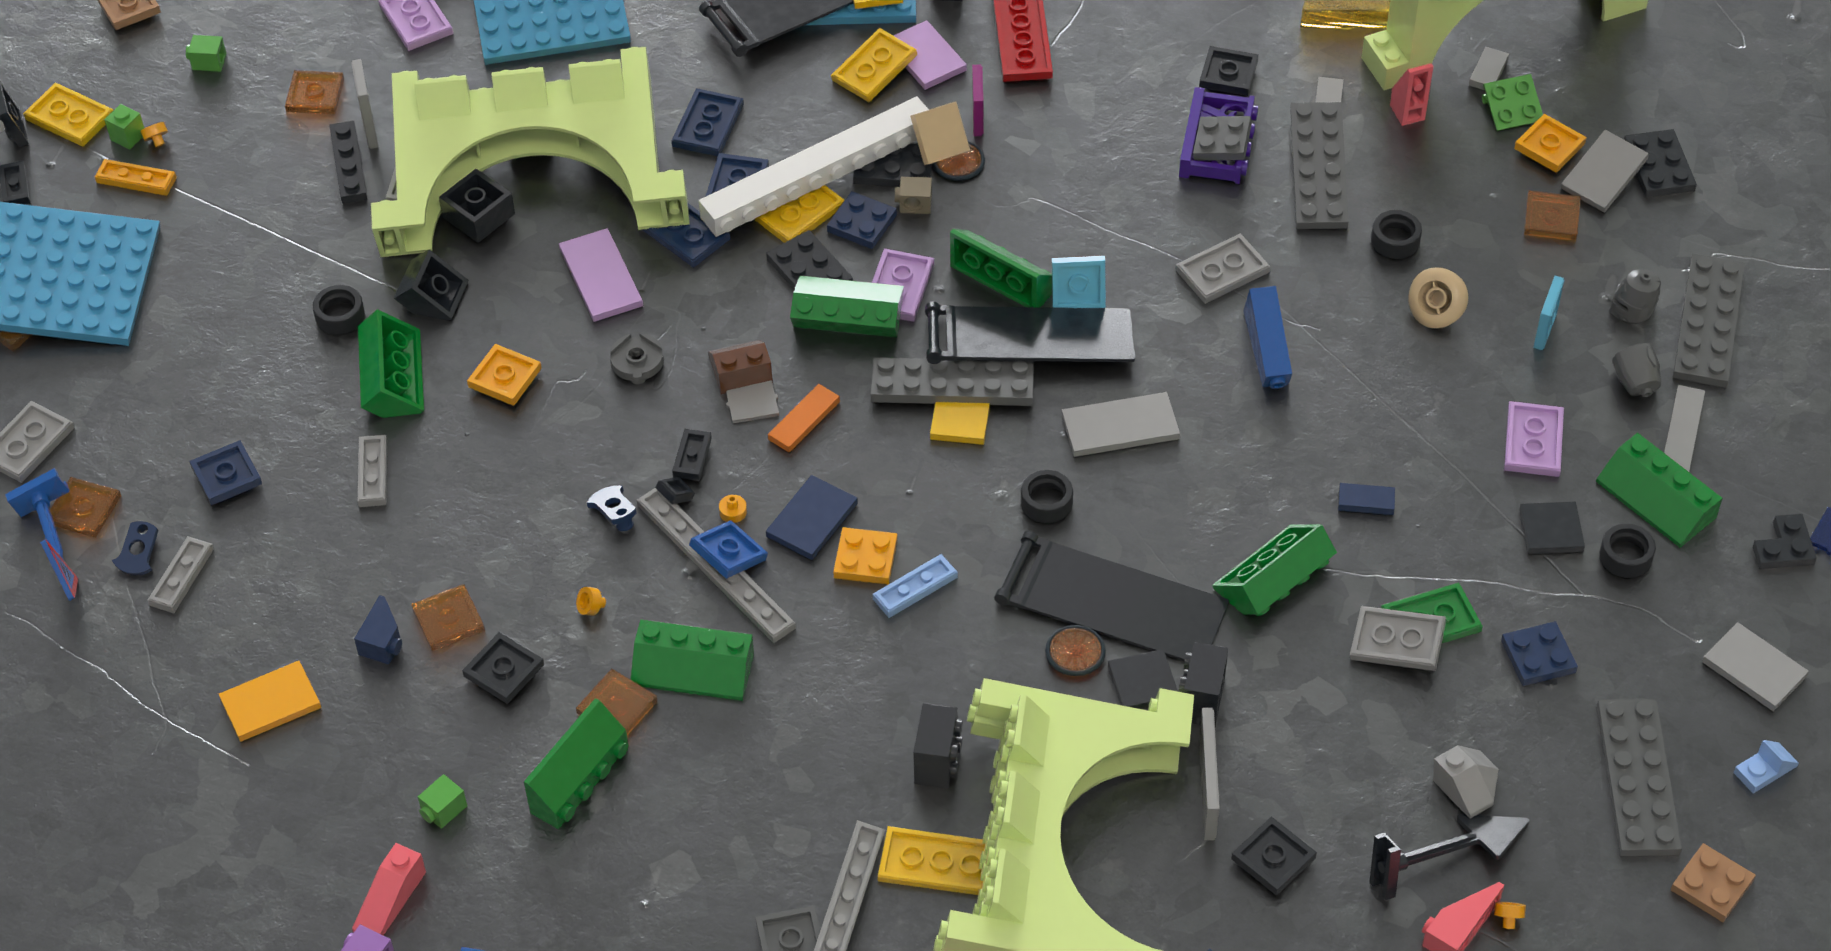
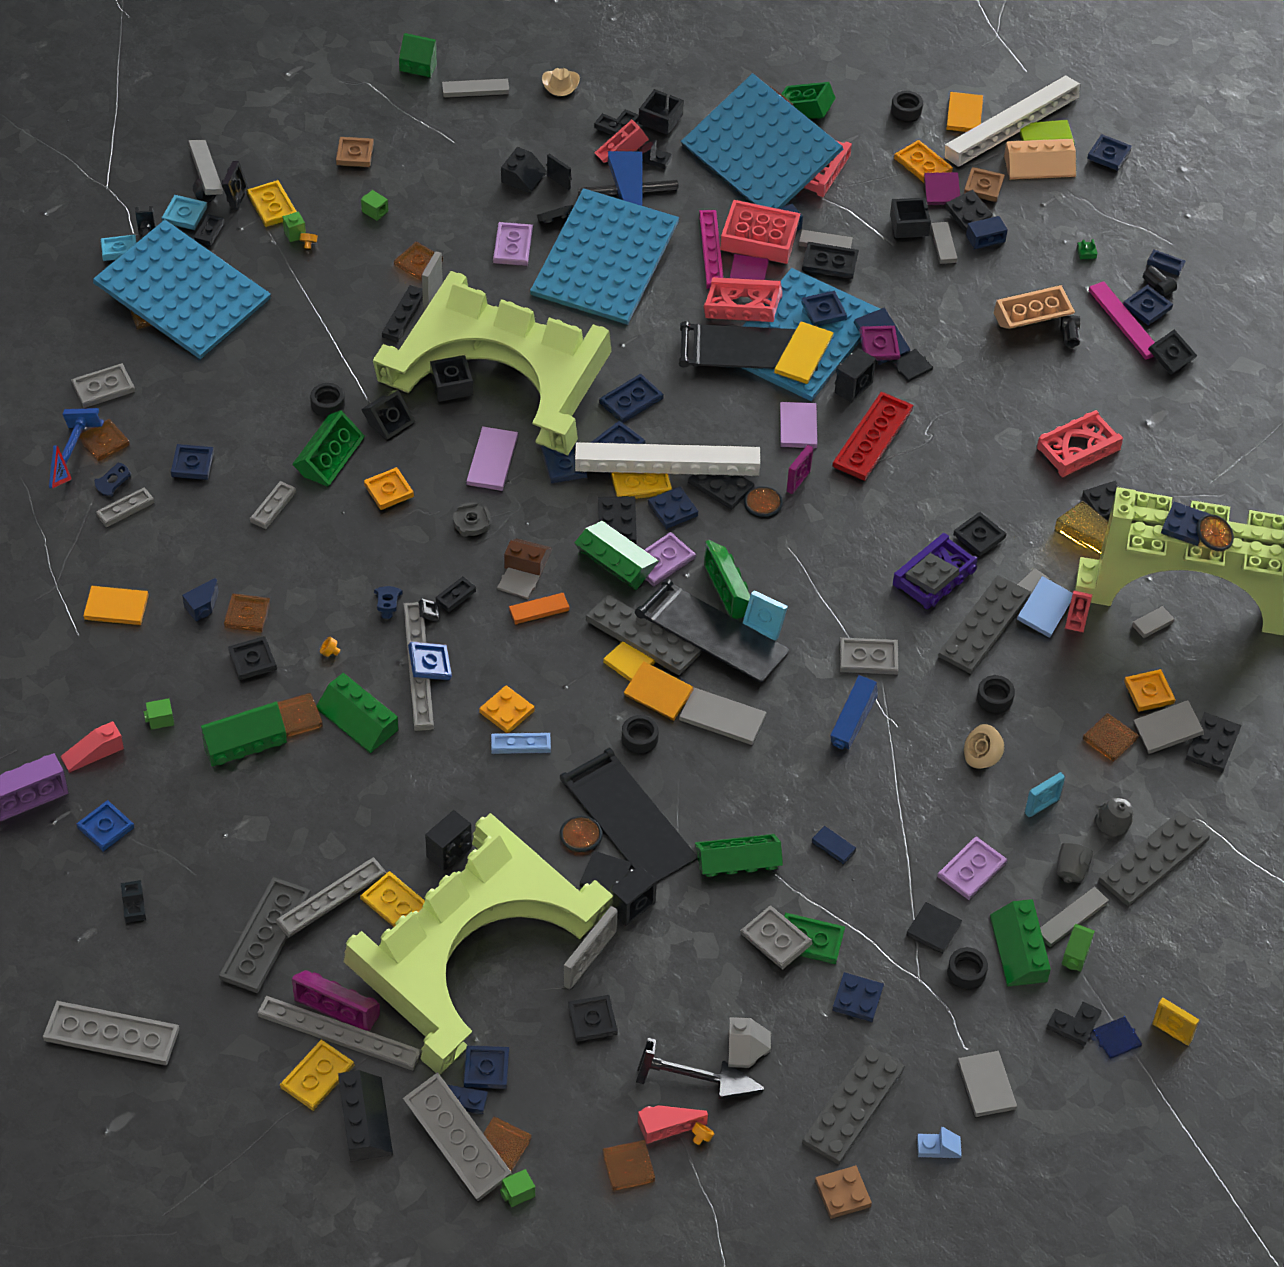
camera: 30 degrees right, 0 degrees up
(135, 177) = (279, 260): light orange tile -> none
(732, 508) = (454, 639): light orange tile -> none
(811, 517) = (494, 669): dark blue tile -> none
(874, 65) = (759, 414): yellow tile -> none
(914, 195) = (715, 509): dark tan brick -> none
(940, 133) = (757, 477): tan tile -> none
(1026, 435) = (658, 691): none -> light orange tile
(1367, 112) = (1045, 606): none -> light blue tile
(1512, 102) = (1148, 651): bright green hinge -> none
(1725, 458) = (1078, 947): none -> bright green slope

